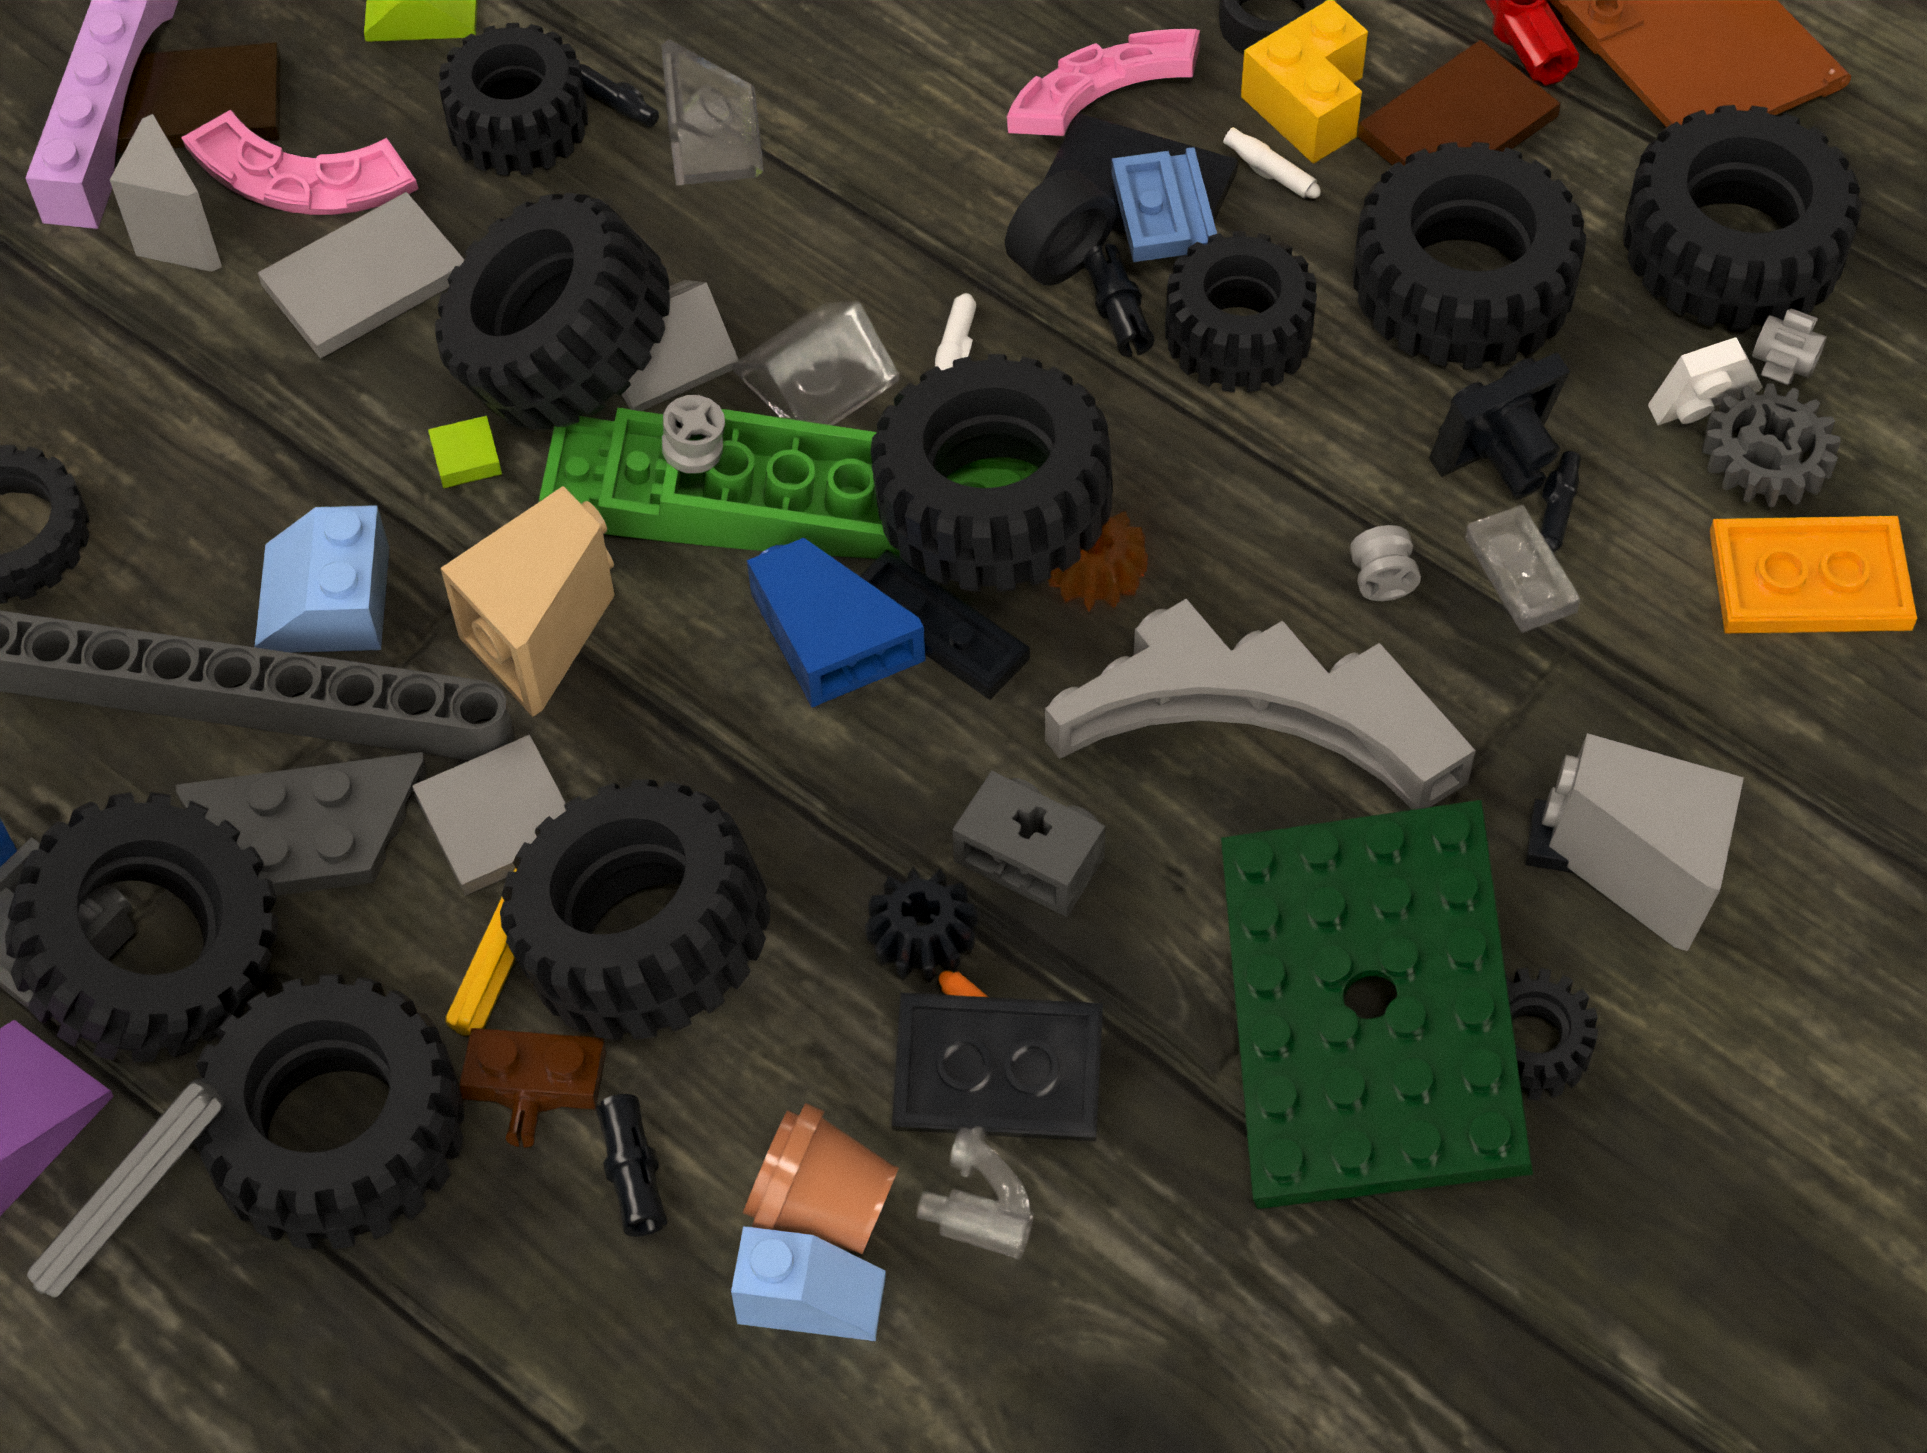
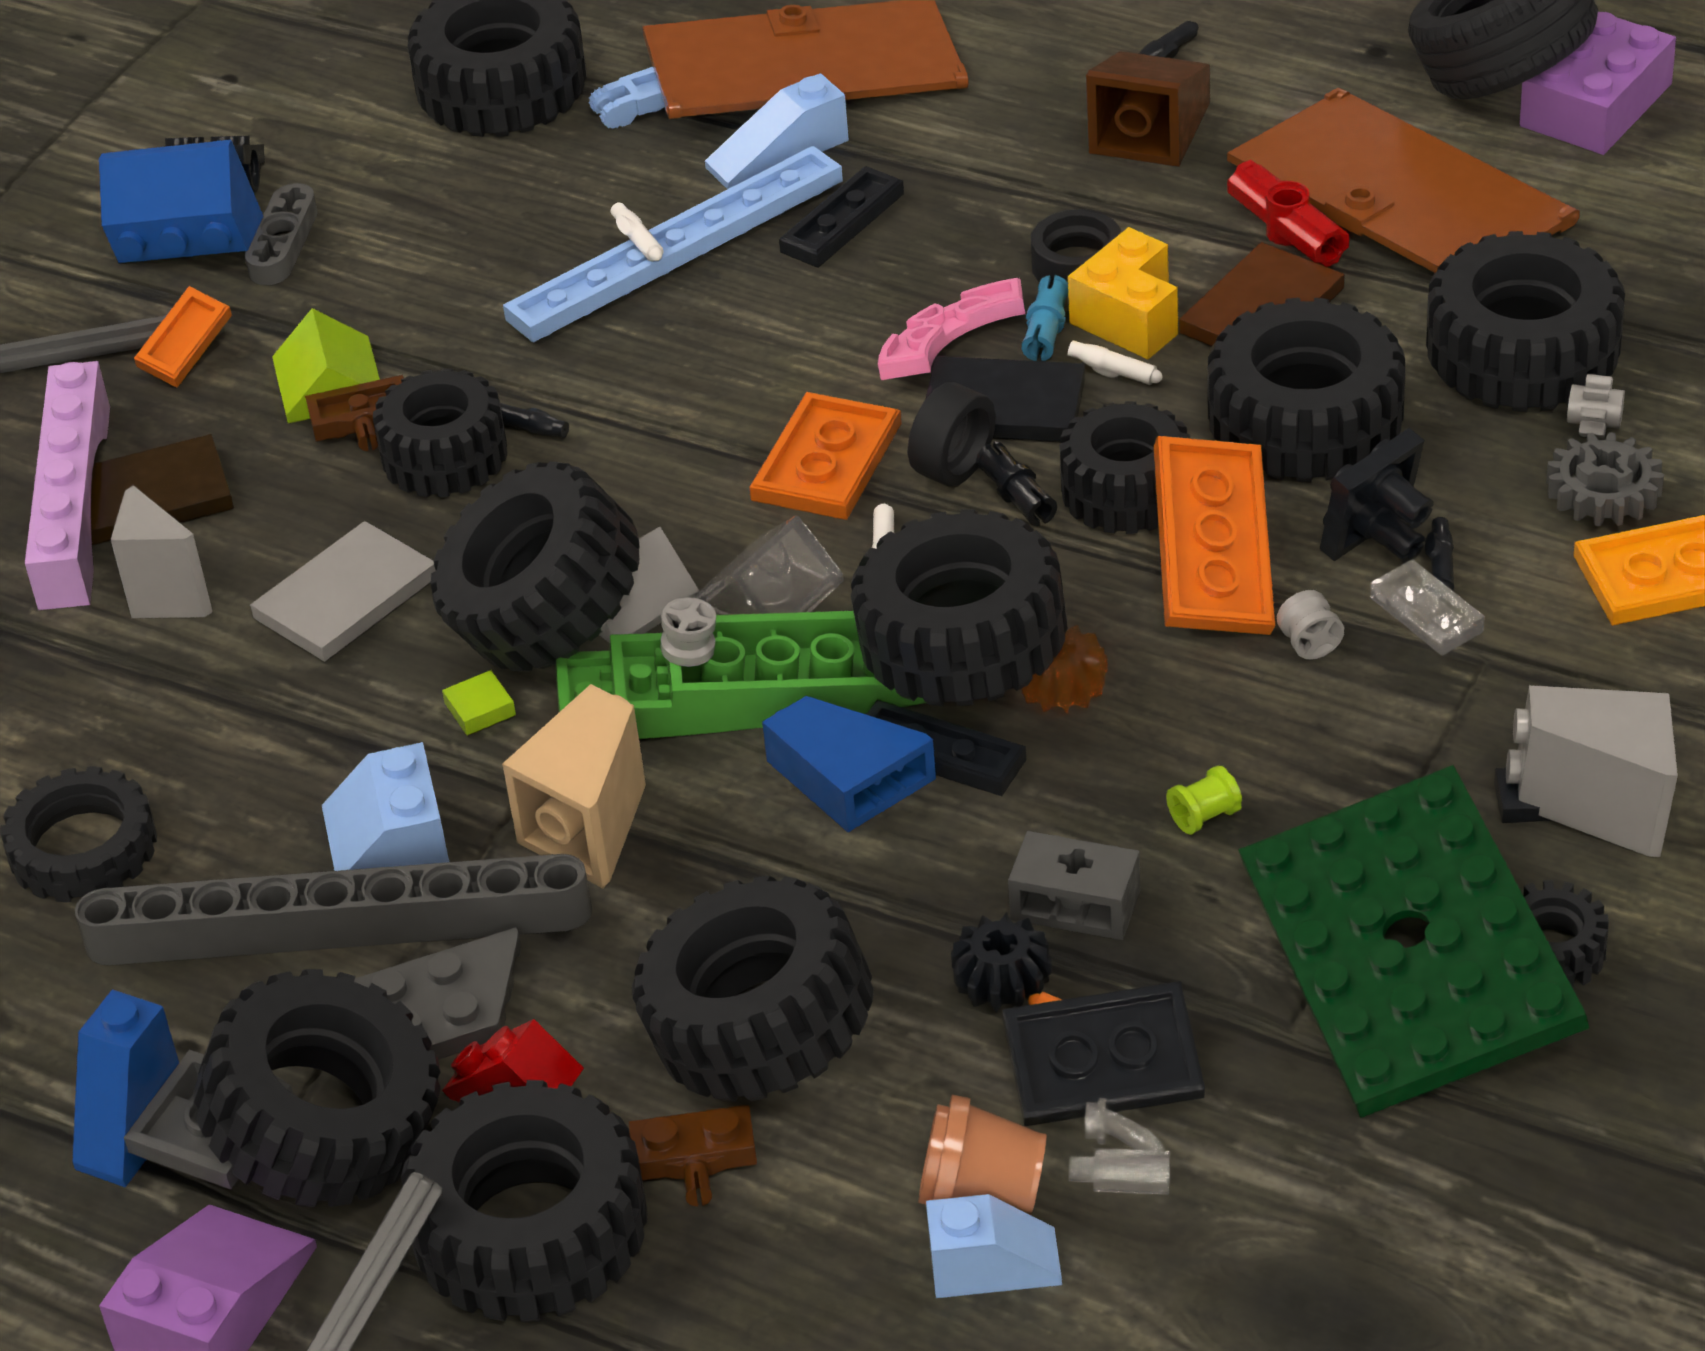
camera: 10 degrees left, 15 degrees down
(297, 183) = (280, 534): bright pink tile -> none
(365, 939) = (512, 1057): none -> red slope
(423, 42) = (348, 411): none -> reddish brown plate
(482, 980) = (630, 1066): yellow axle -> none
(489, 810) = (588, 962): light grey tile -> none
(631, 1165) = (804, 1194): black pin -> none
(709, 120) = (614, 419): clear slope -> none
(924, 214) = (826, 455): none -> orange tile
(1162, 203) = (1032, 401): medium blue plate -> none
(1202, 764) = (1204, 799): none -> lime bush
(1212, 89) = (1045, 318): none -> dark azure pin
(1271, 681) = (1245, 727): light grey arch -> none
(1308, 427) = (1213, 536): none -> orange tile
(1701, 382) = (1532, 438): white wing -> none

